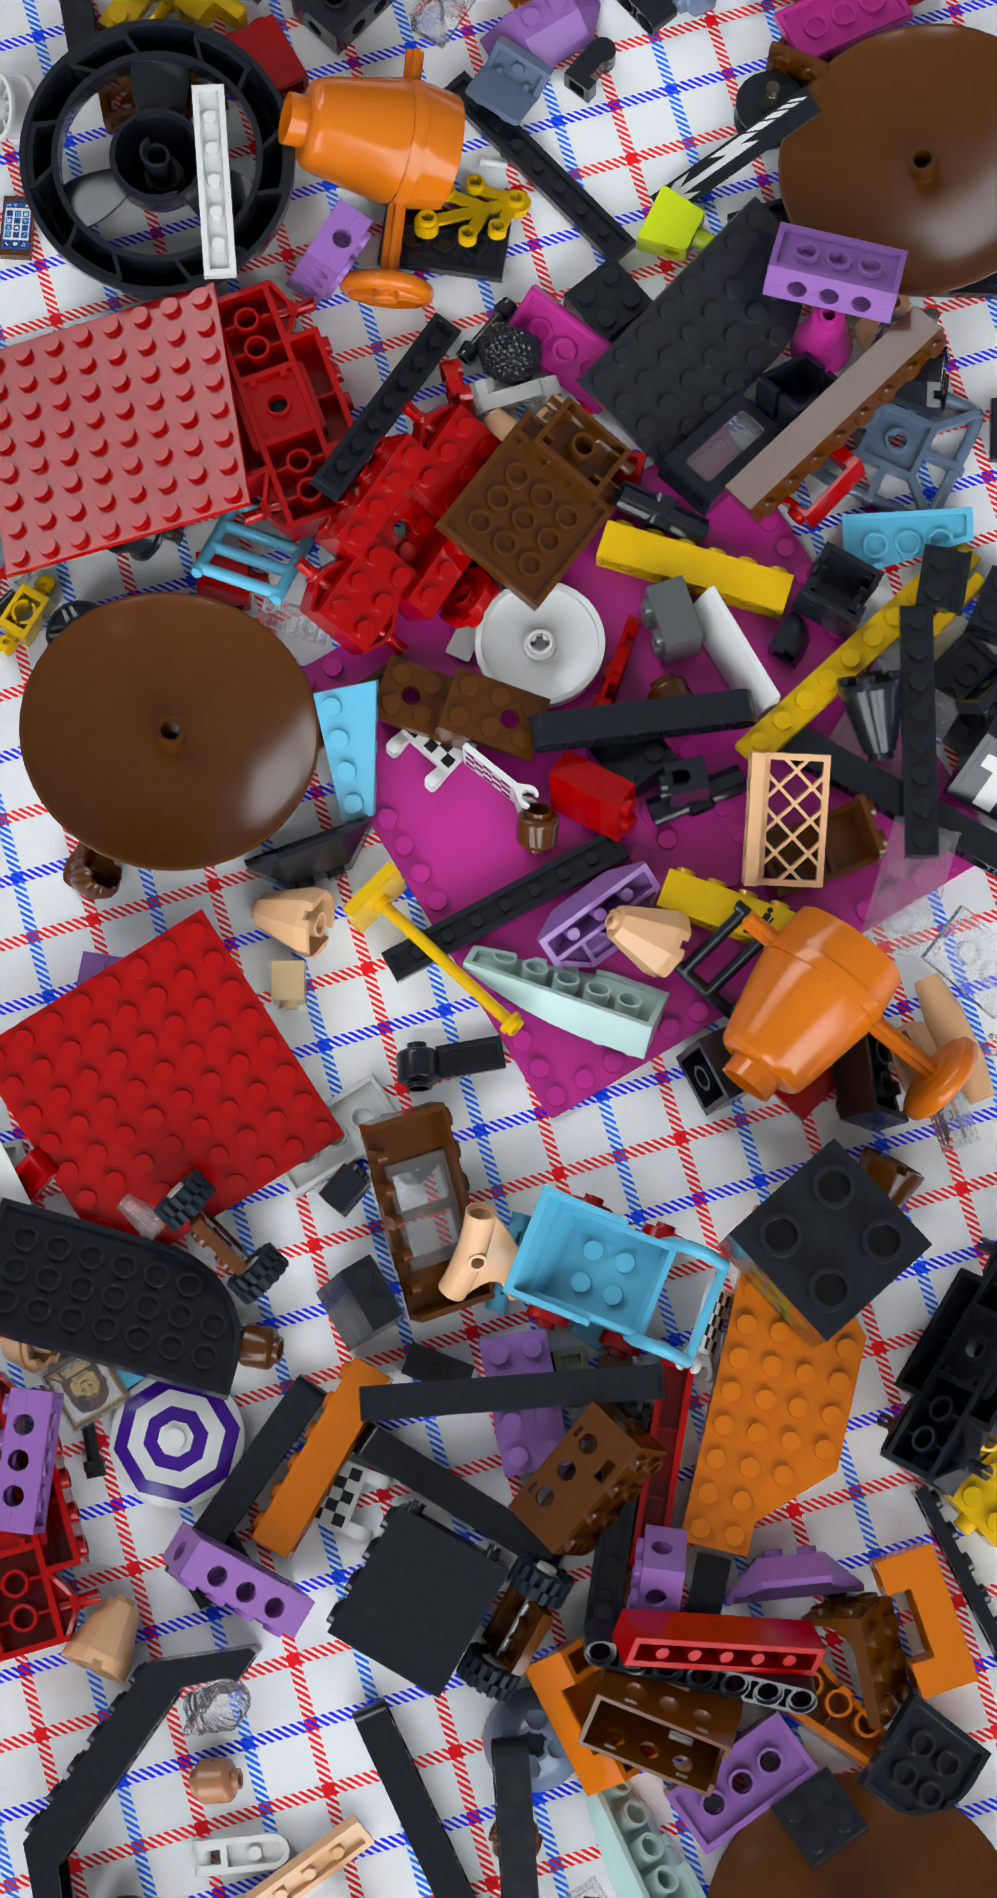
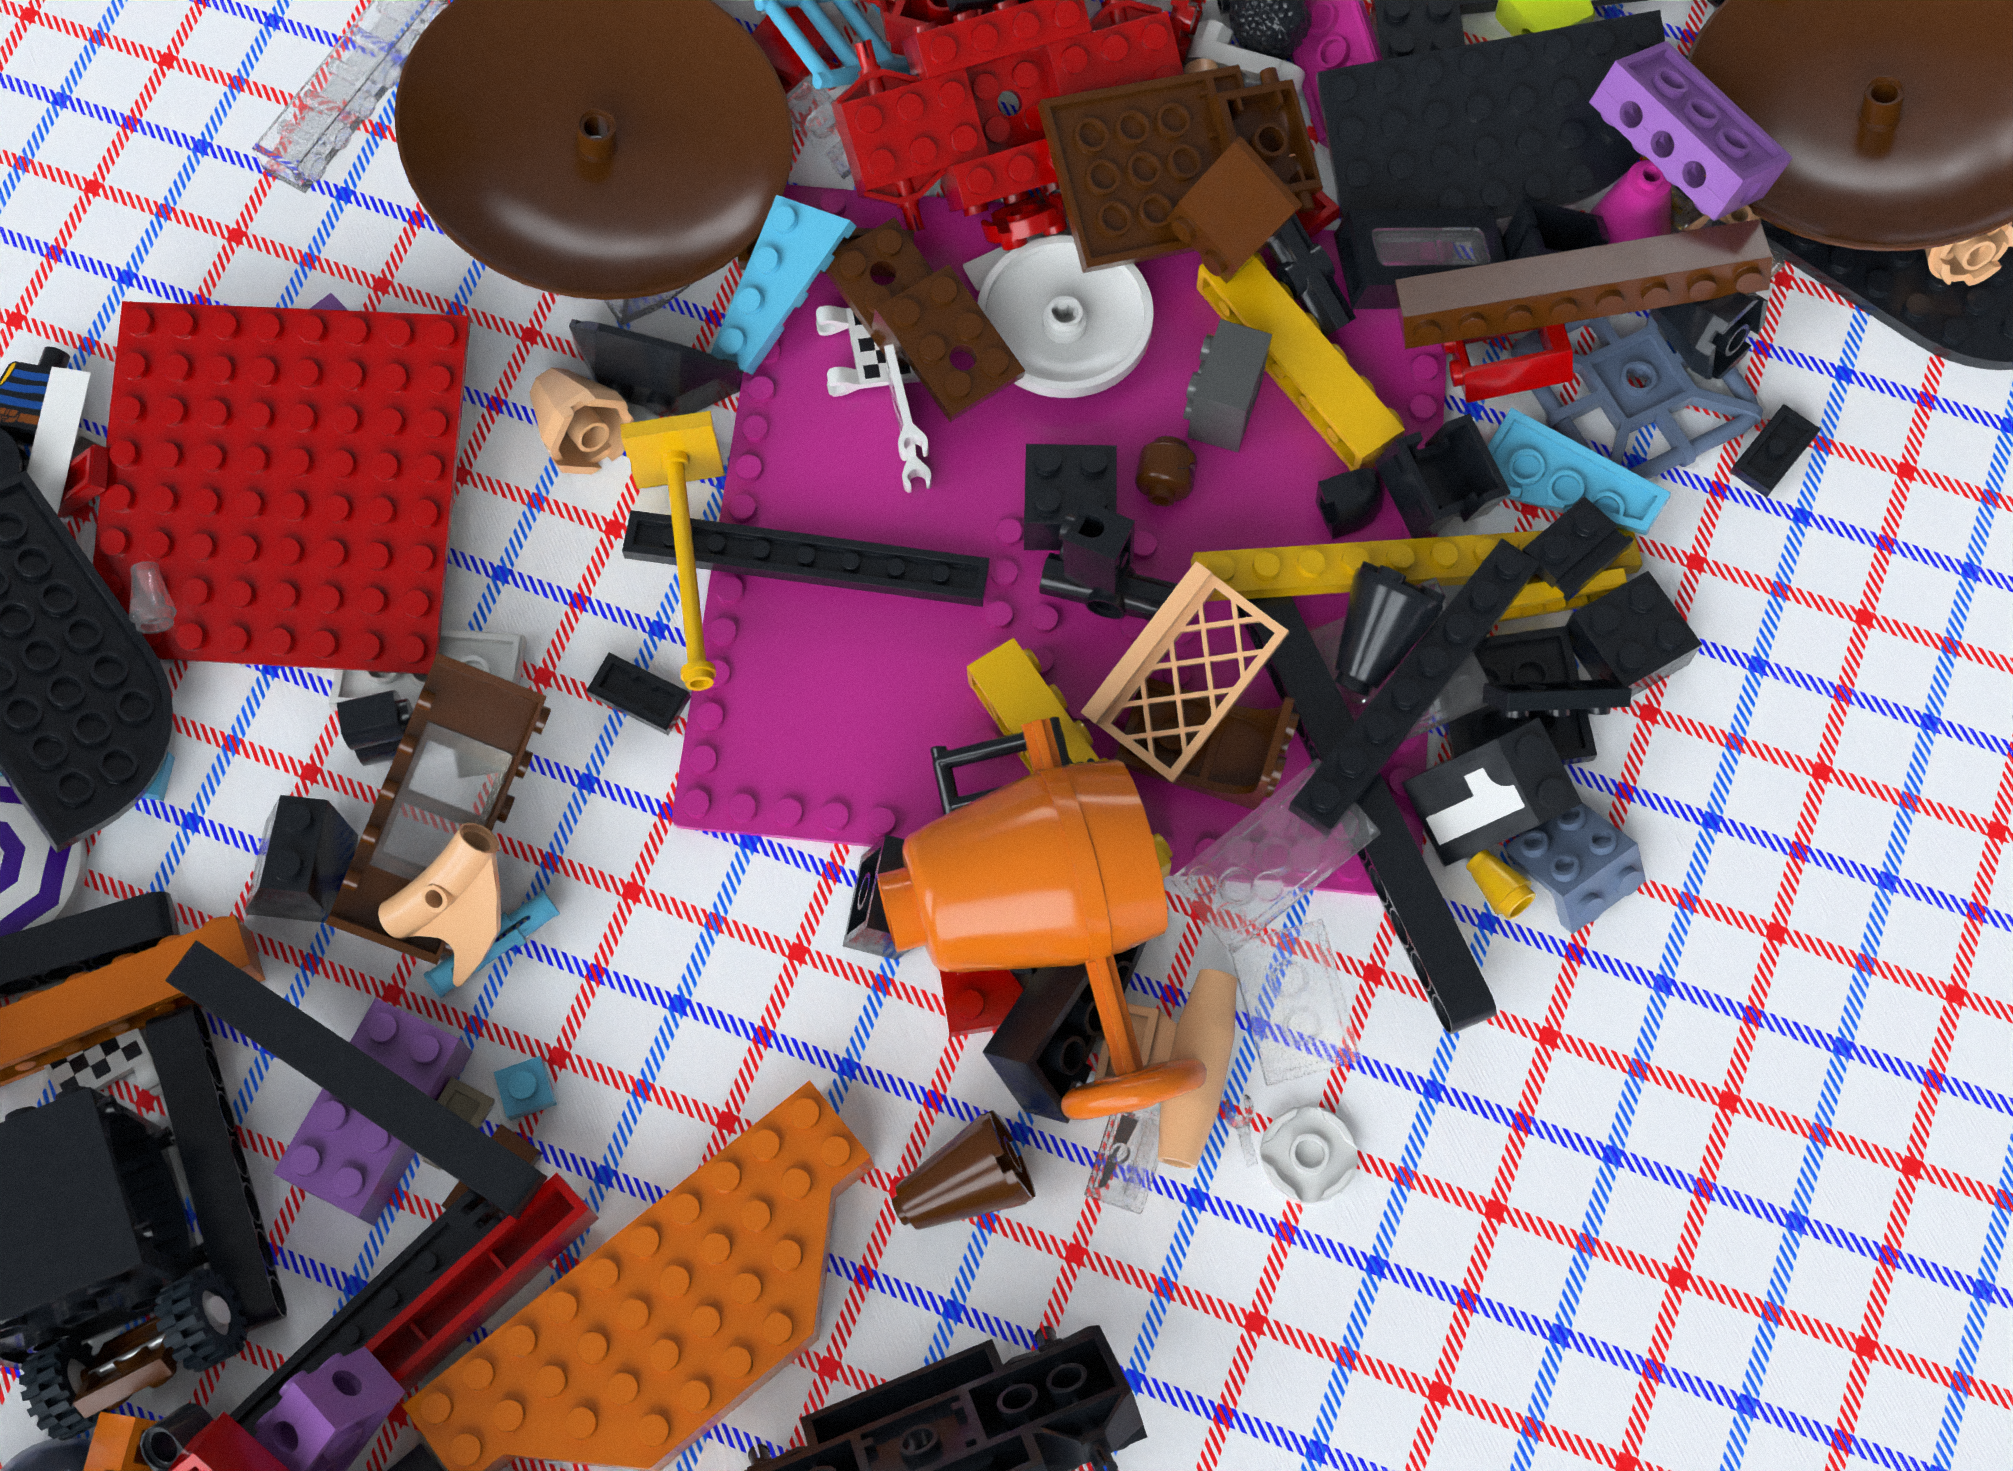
camera: 35 degrees right, 10 degrees down
(92, 873) = (413, 235): reddish brown hair -> none
(251, 1273) = (202, 675): black plate -> none
(260, 1346) = (152, 830): reddish brown head -> none
(289, 984) = (514, 480): tan brick -> none
(418, 1067) = (571, 660): black head -> none
(430, 1365) = (316, 993): black plate -> none
(537, 828) = (906, 500): reddish brown head -> none
(576, 928) = (894, 642): medium lavender wedge -> none
(579, 1503) = (359, 1257): reddish brown piece -> none
(592, 1006) = (814, 736): light aqua wedge -> none
(593, 796) = (989, 500): red brick -> none
(596, 1270) = (556, 1002): medium azure piece -> none
(606, 515) = (1233, 211): none -> reddish brown slope
(614, 671) = (1107, 410): red wing -> none
(642, 720) = (1105, 454): black beam -> none
(649, 937) = (927, 689): light nougat cone -> none
(711, 1336) = (633, 1181): white flag -> none
(733, 652) = (1269, 462): white slope -> none
(824, 1245) = (813, 1157): black brick -> none

